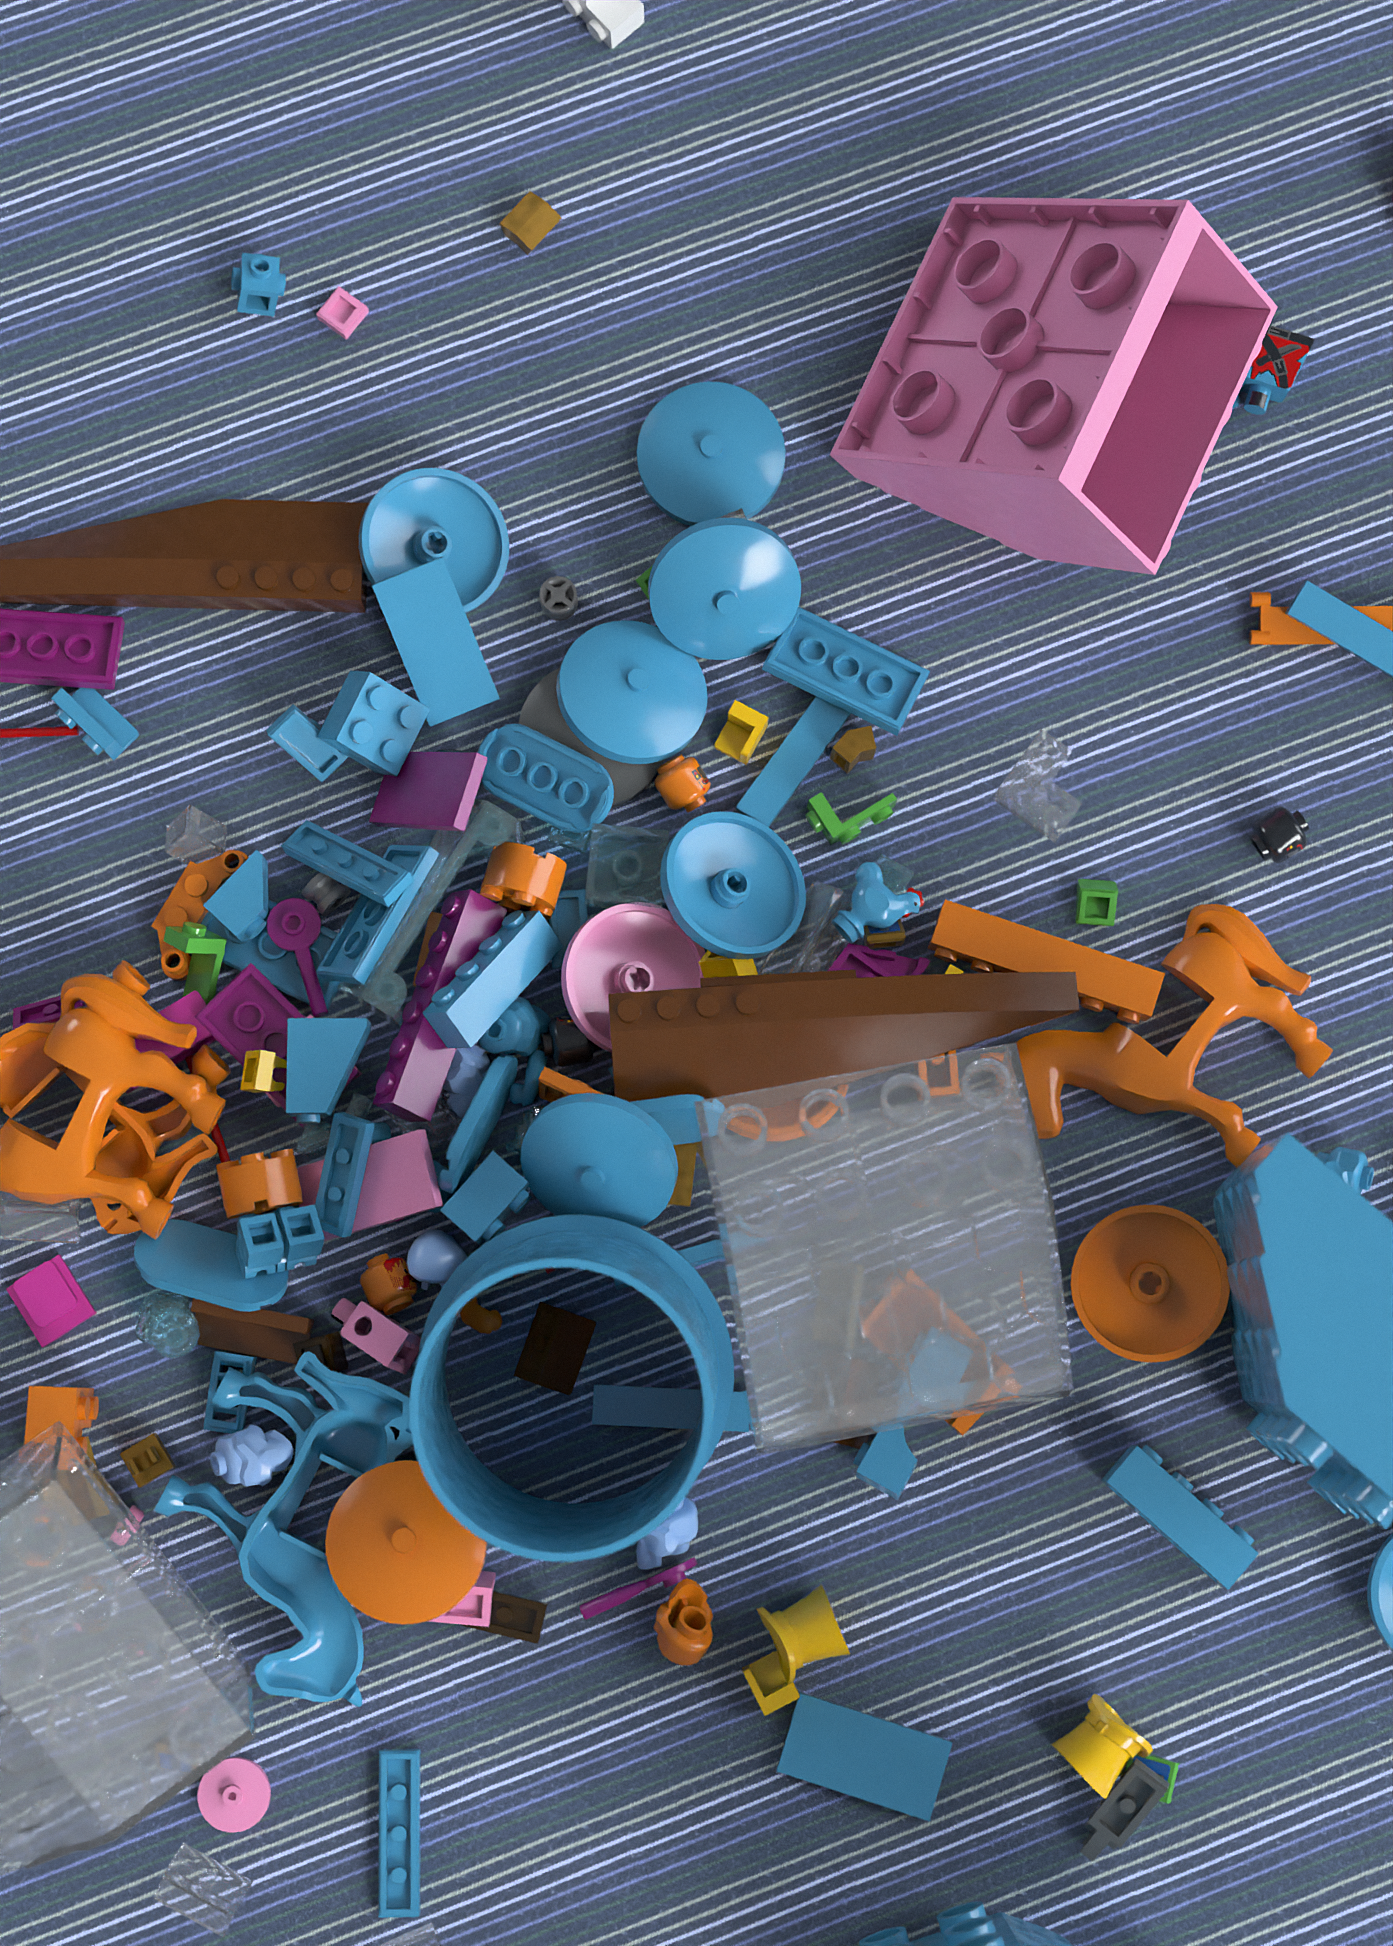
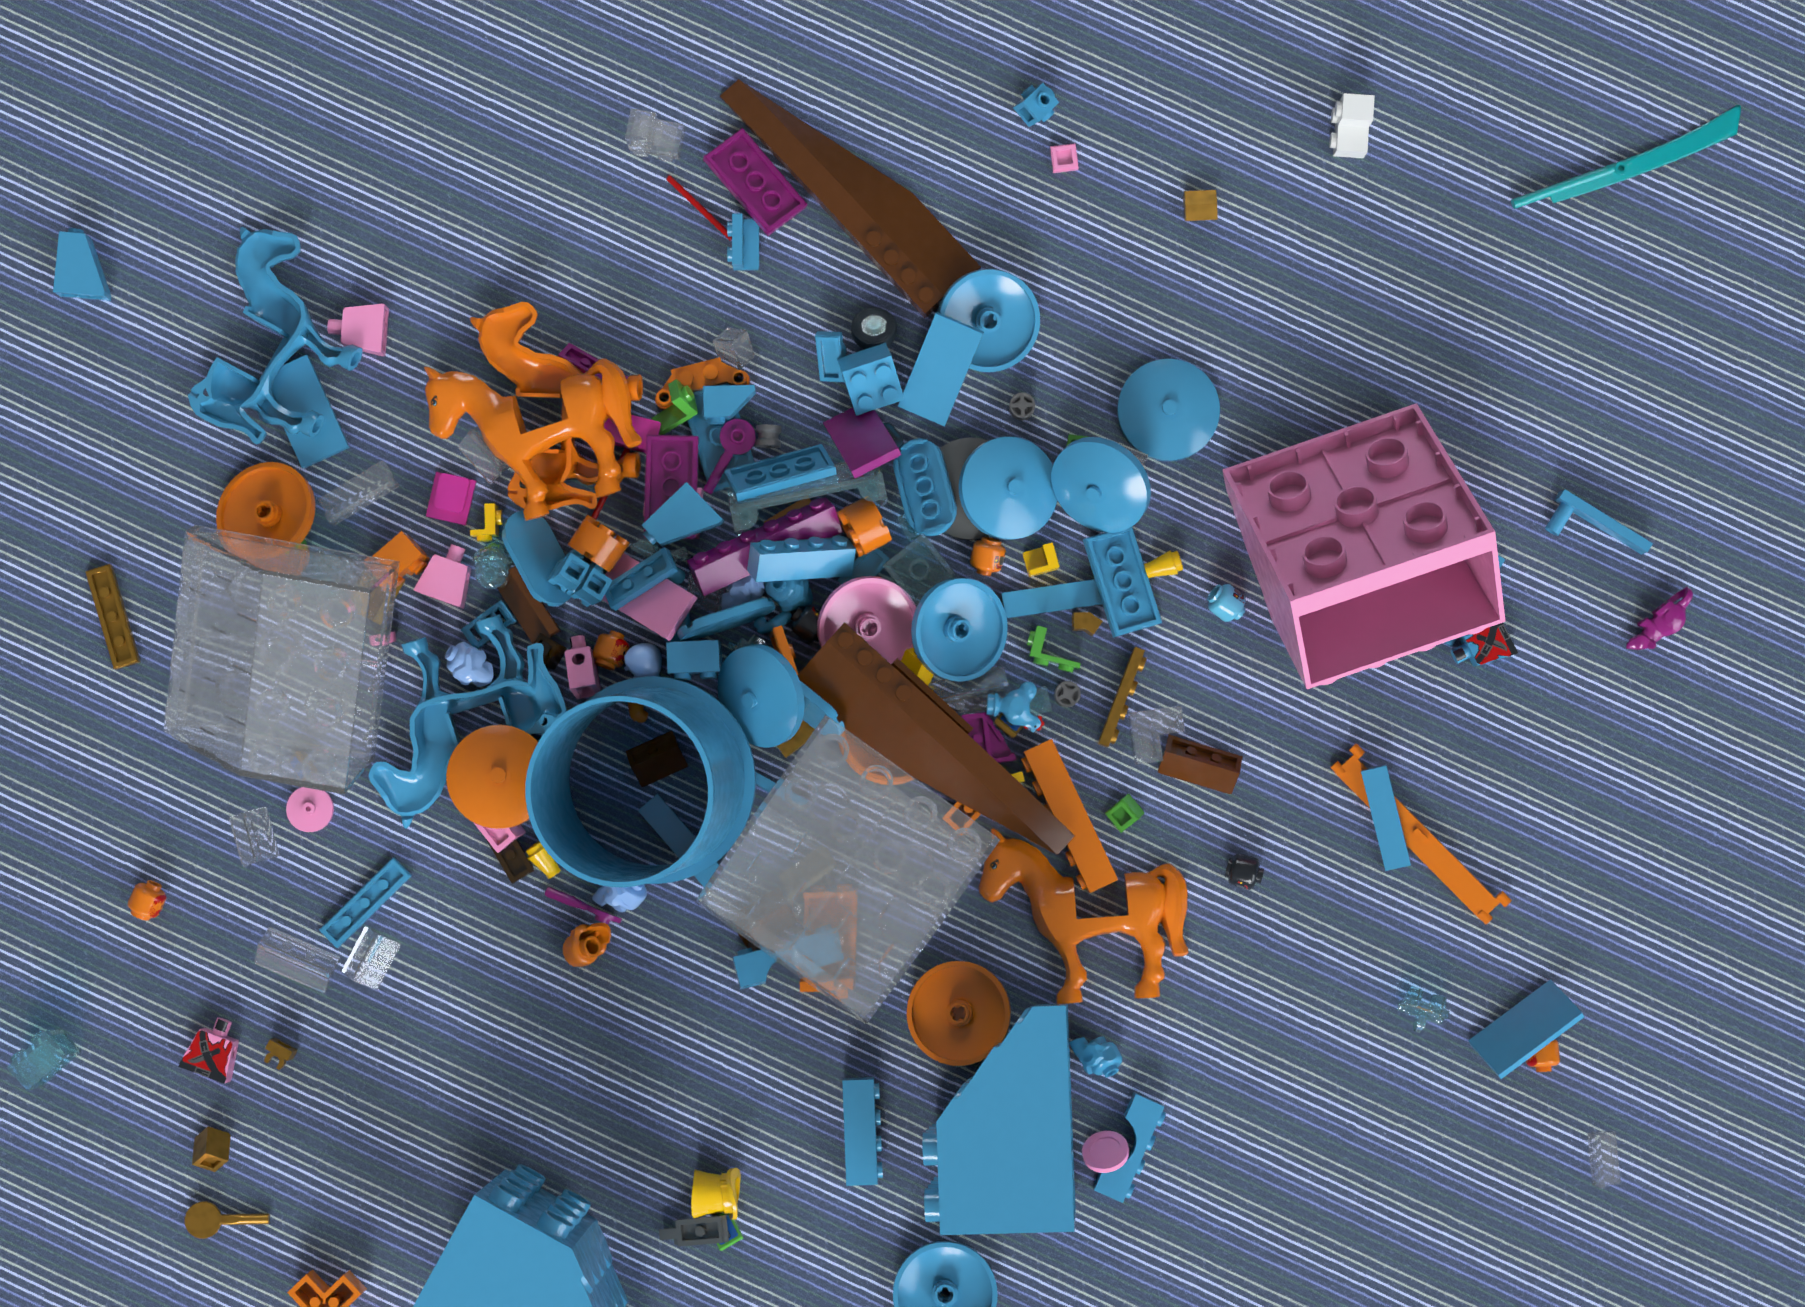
camera: 50 degrees right, 5 degrees up
(119, 1275) = (493, 519): none -> yellow bracket
(131, 1390) = (446, 578): none -> bright pink torso
(147, 1460) = (421, 617): pearl gold tile -> none
(258, 1071) = (649, 492): yellow tile -> none
(321, 671) = (873, 327): none -> black wheel
(347, 863) = (790, 434): dark azure tile -> none
(467, 1888) = (370, 958): none -> clear panel
(544, 1581) = (543, 860): none -> yellow cone
(769, 1684) = (598, 1010): yellow panel -> none
(804, 1632) = (635, 1003): yellow hat -> none
(864, 1756) = (606, 1087): dark azure tile -> none
(871, 610) = (1164, 565): none -> yellow cone
(913, 833) = (1070, 694): none -> flat silver wheel
(964, 772) = (1126, 687): none -> pearl gold plate
(973, 584) = (1226, 602): none -> medium azure head
(1121, 773) = (1200, 764): none -> reddish brown panel
(1209, 145) = (1571, 504): none -> dark azure piece

